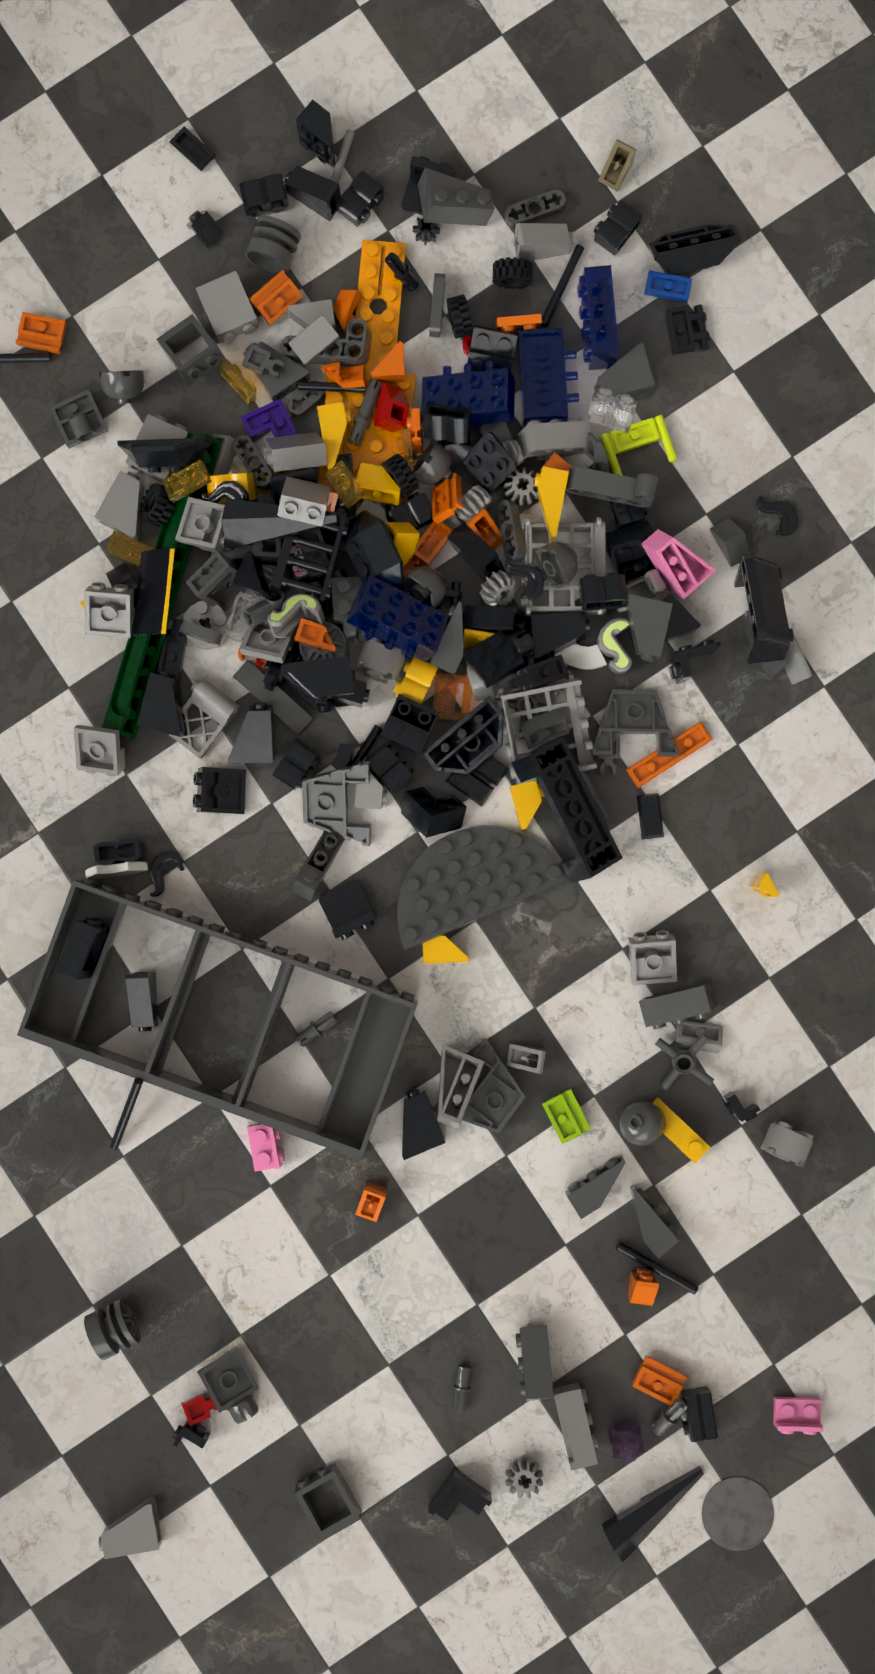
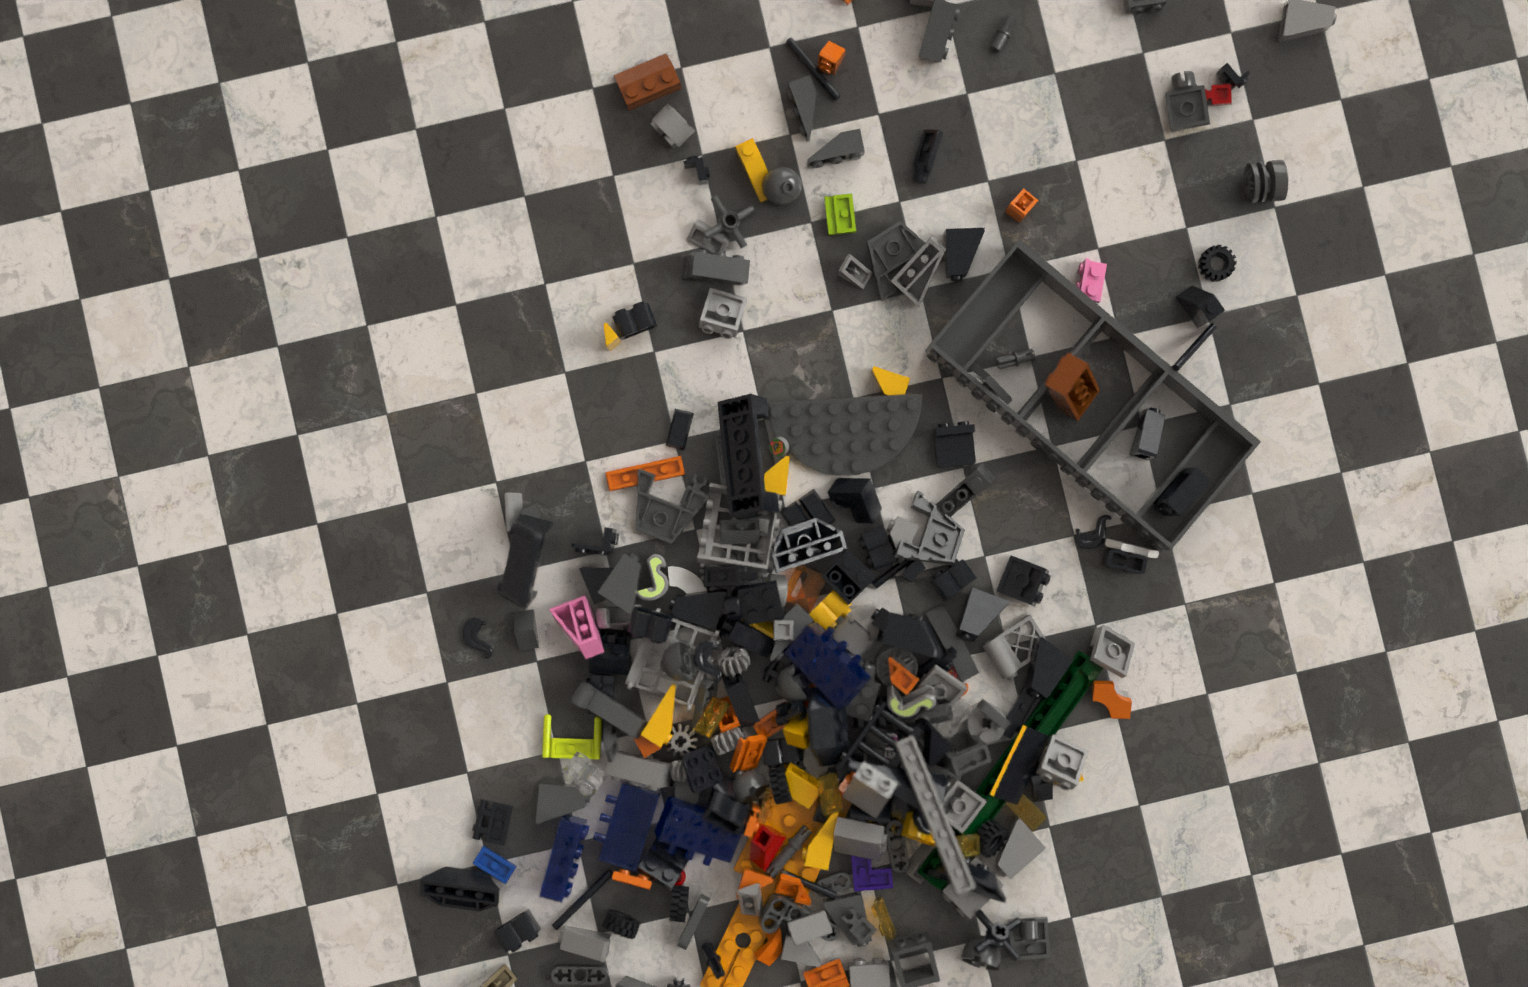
camera: 160 degrees left, 0 degrees up
(72, 697) = (1118, 706): none -> orange tile
(116, 398) = (997, 935): none -> black bar
(134, 1231) = (1227, 257): none -> black tyre
(136, 1162) = (1200, 305): none -> black slope
(225, 499) = (934, 815): none -> light grey tile
(244, 1018) = (1072, 386): none -> dark orange brick
(334, 989) = (990, 383): none -> dark grey plate
(385, 345) = (750, 900): none -> light grey slope
(419, 556) = (790, 710): none -> black plate
(458, 639) = (783, 630): none -> light grey tile
(496, 1218) = (926, 154): none -> black hinge
(499, 520) = (711, 717): none -> clear yellow plate
(536, 837) = (779, 446): none -> tile
(745, 914) = (634, 320): none -> black brick
(833, 1184) = (647, 81): none -> dark orange slope

